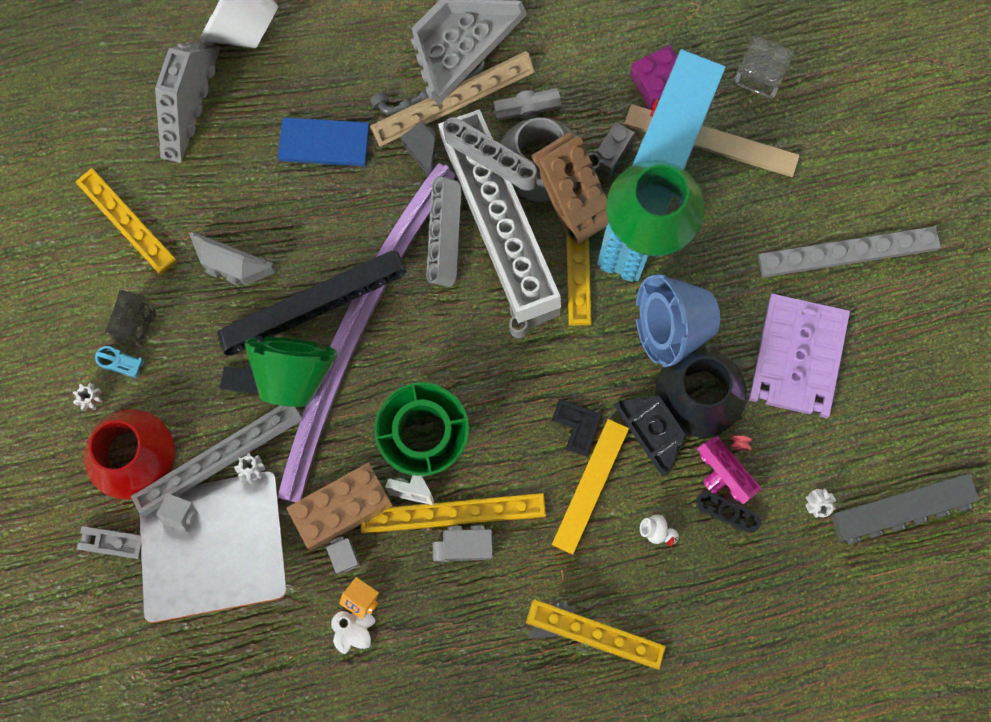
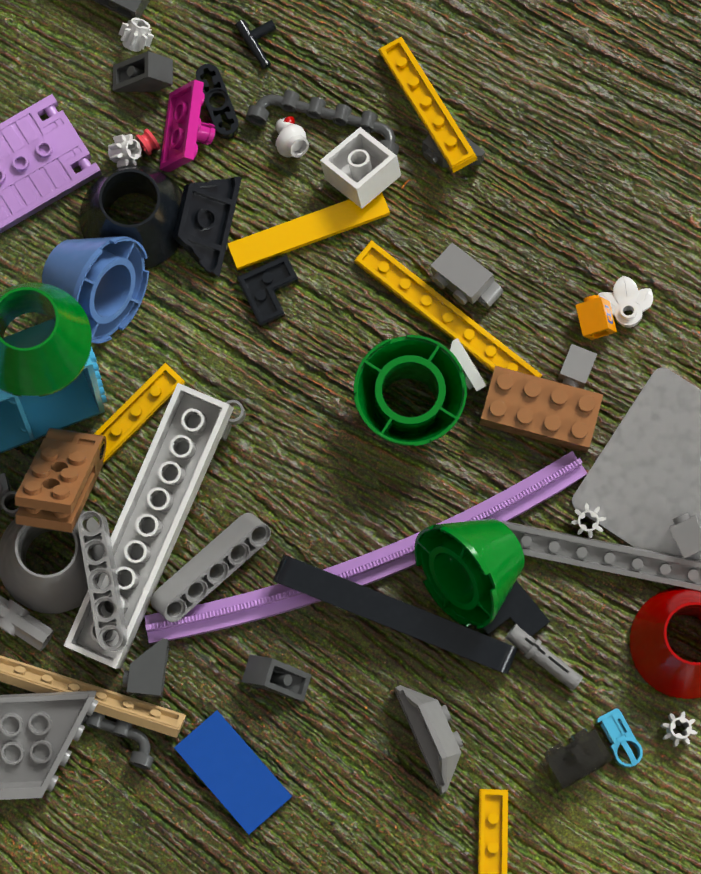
camera: 145 degrees left, 0 degrees up
(229, 359) = (533, 649): none -> light grey pin
(347, 209) = (276, 677): none -> dark grey slope
(595, 550) = (360, 167): none -> white brick
(644, 578) = (316, 109): none -> dark grey bar
(748, 422) = (124, 150): none -> white gear
(751, 574) = (251, 36): none -> black piece
(789, 483) = (143, 73): none -> dark grey slope

